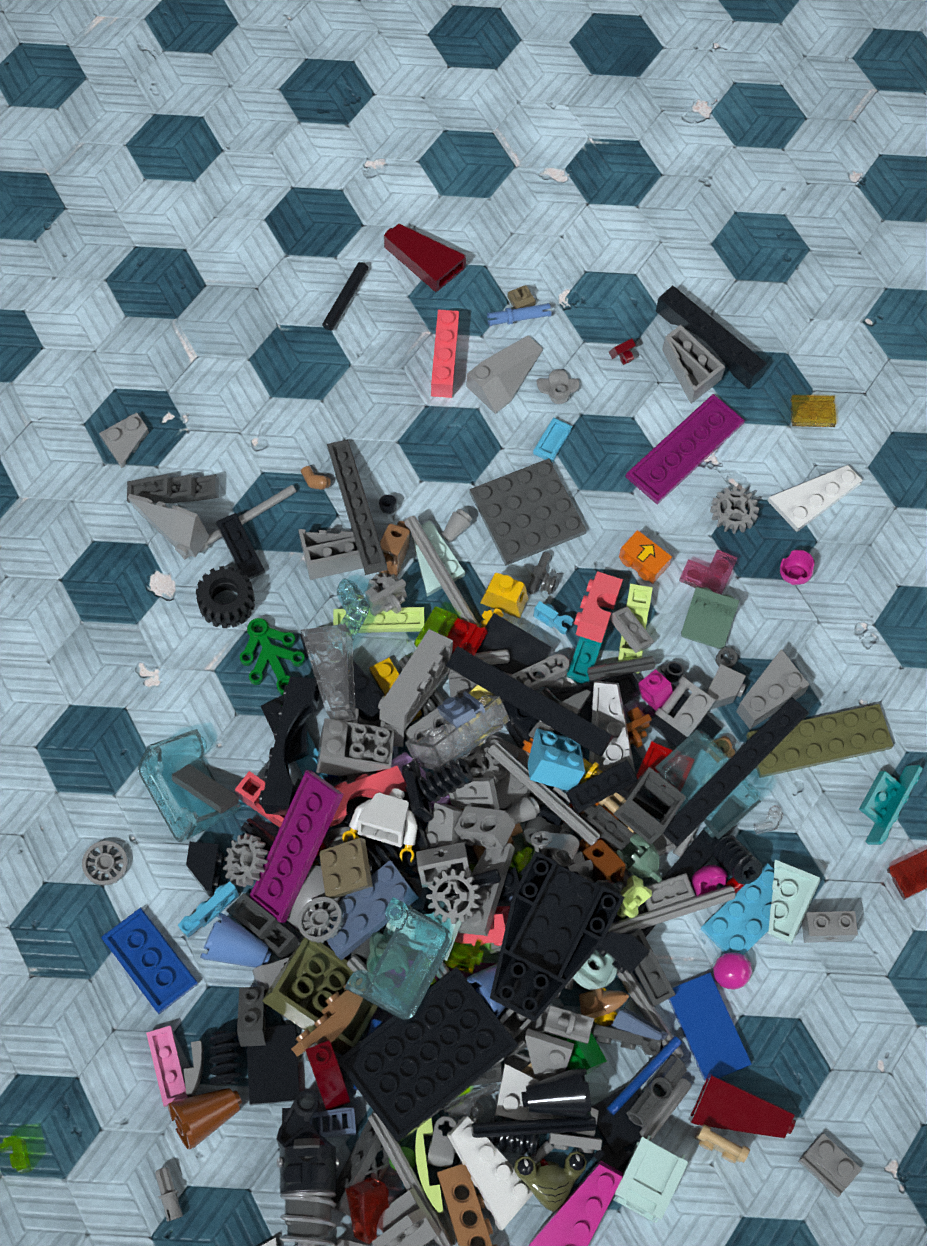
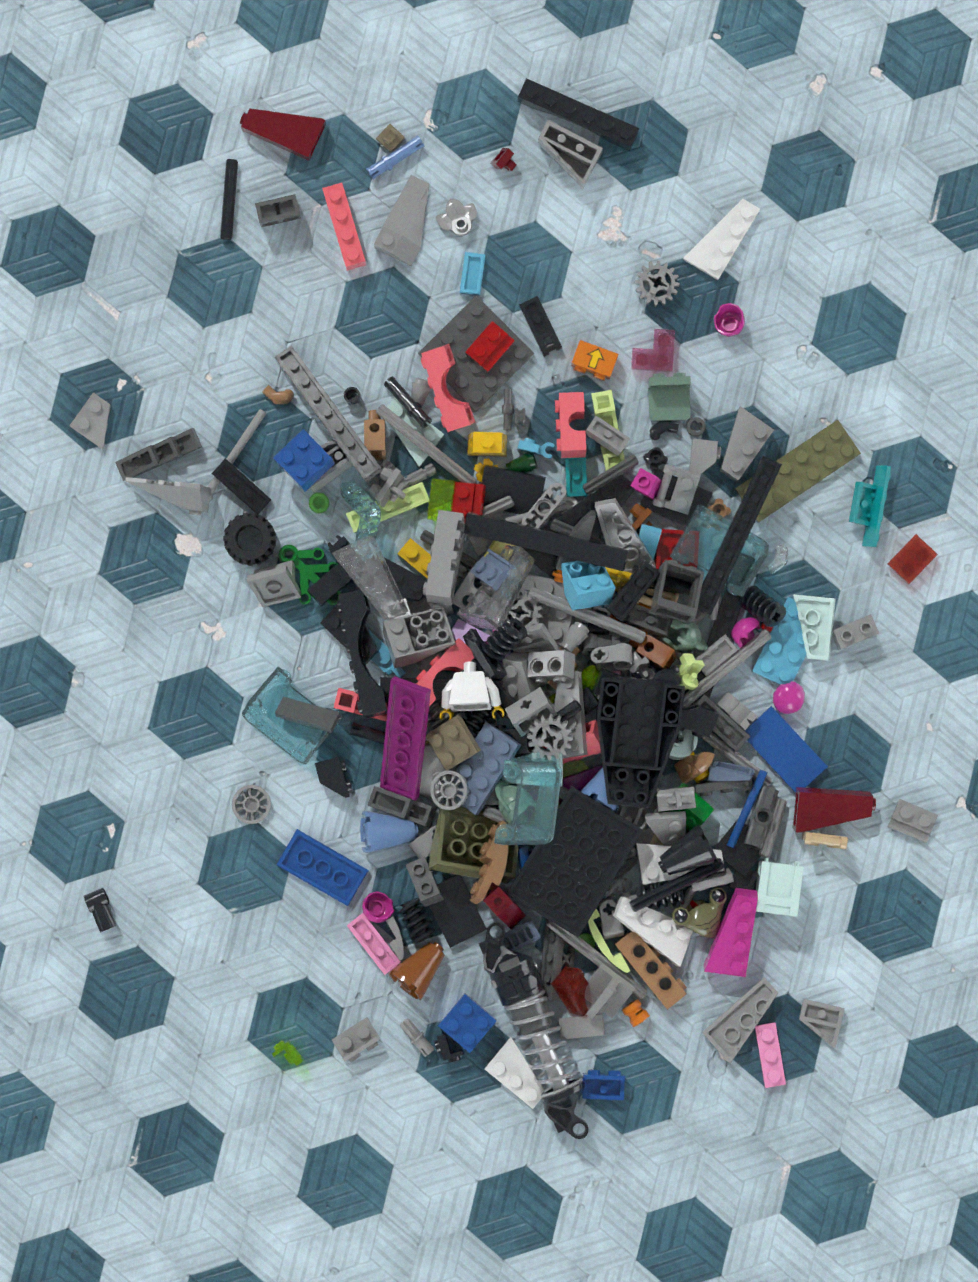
camera: 20 degrees left, 20 degrees up
(99, 1169) = (356, 1039): none -> light grey bracket
(189, 1025) = (377, 907): none -> dark pink hair
(192, 1217) = (443, 1047): none -> black bracket
(209, 909) = (352, 811): medium azure hinge -> none
(230, 647) = (274, 584): none -> light grey bracket
(232, 1199) = (467, 1022): none -> blue brick
(245, 858) = (365, 760): light grey gear -> none
(282, 669) = (329, 584): none -> black tile
(311, 592) = (319, 502): none -> bright green tile
(312, 535) = (304, 460): none -> blue brick
(387, 317) = (278, 210): none -> dark grey brick
(423, 601) = (419, 475): none -> light grey axle
(443, 533) = (413, 408): none -> black pin
(465, 956) = (574, 772): clear neon green bracket -> none
(486, 499) = (454, 412): none -> coral arch
(537, 627) = (524, 463): none -> dark green cone
(544, 505) = (490, 346): none -> red plate
(601, 507) = (540, 325): none -> black plate
(640, 744) = (650, 538): none -> medium azure tile
(671, 963) = (737, 711): none -> light grey leg
(684, 449) = (593, 236): magenta tile -> none
(691, 646) = (661, 427): none -> black arm
(813, 411) = (695, 153): clear yellow plate -> none

